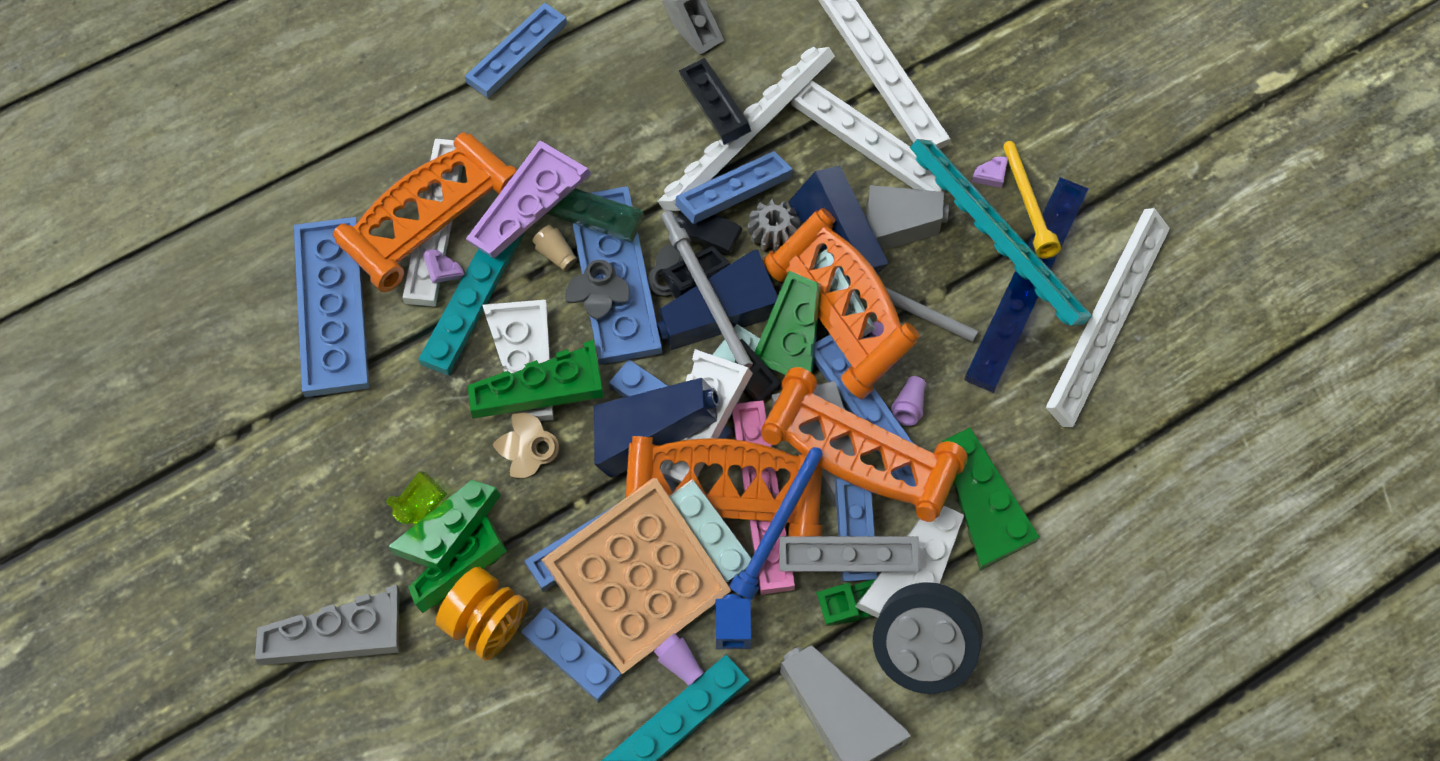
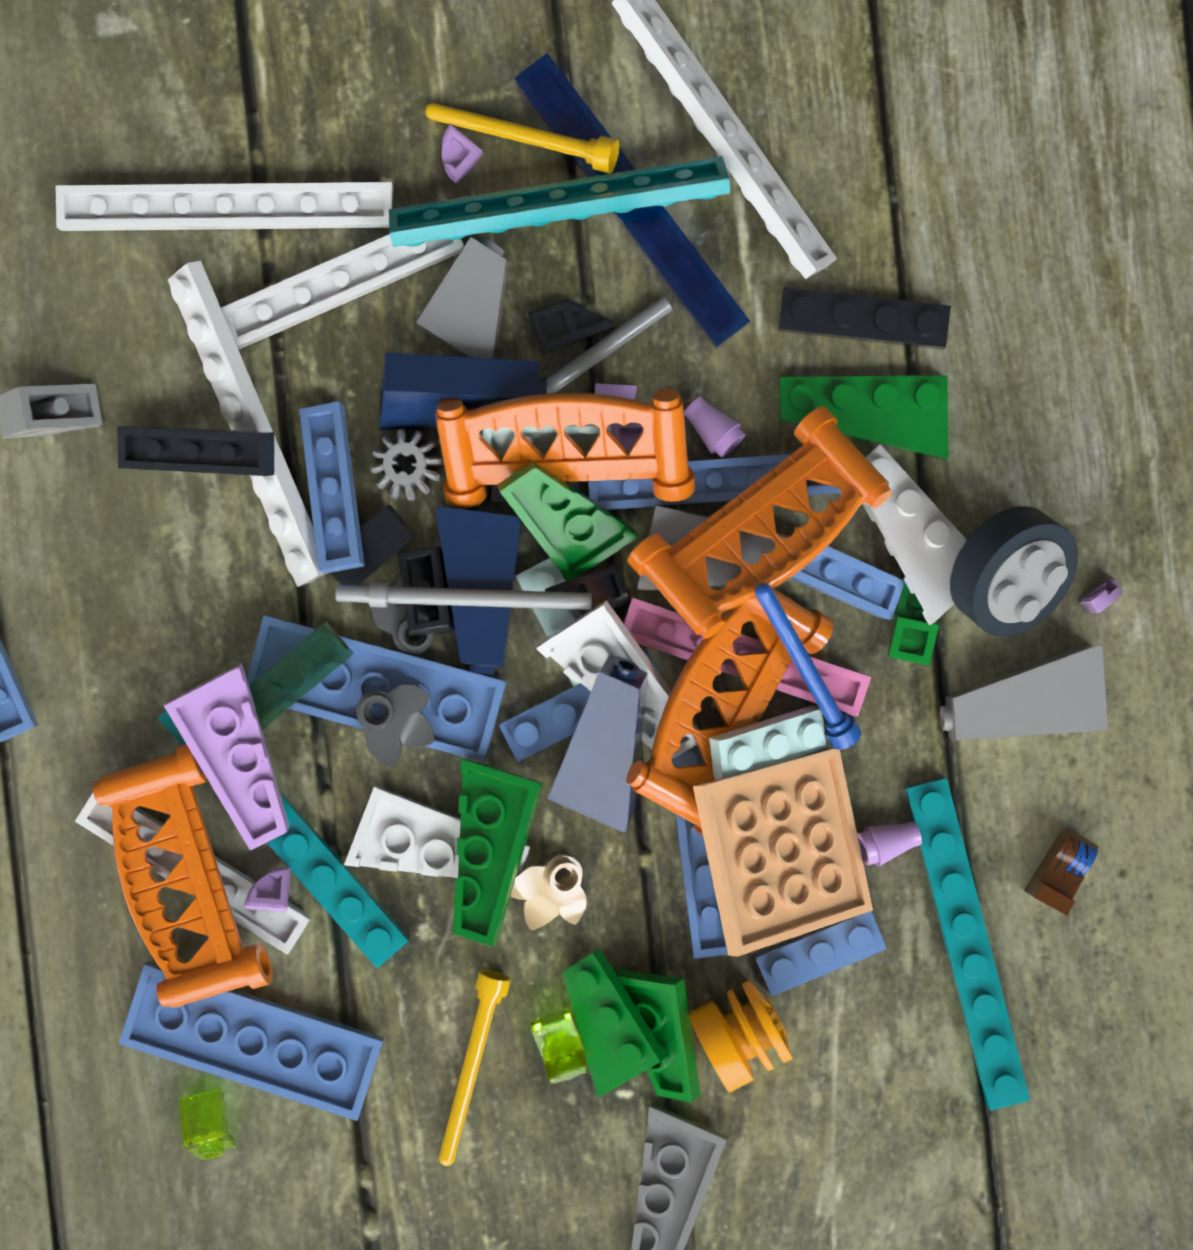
camera: 60 degrees left, 25 degrees up
(257, 301) = (205, 1125): none -> clear neon green bracket
(437, 438) = (491, 989): none -> yellow piece
(554, 247) = (304, 742): tan cone -> none
(733, 622) = (877, 765): blue brick -> none
(849, 553) = (876, 604): light grey plate -> none
(922, 281) = (566, 324): none -> black tile
(942, 726) = (1101, 596): none -> lavender tile
(1044, 466) = (864, 318): none -> black plate

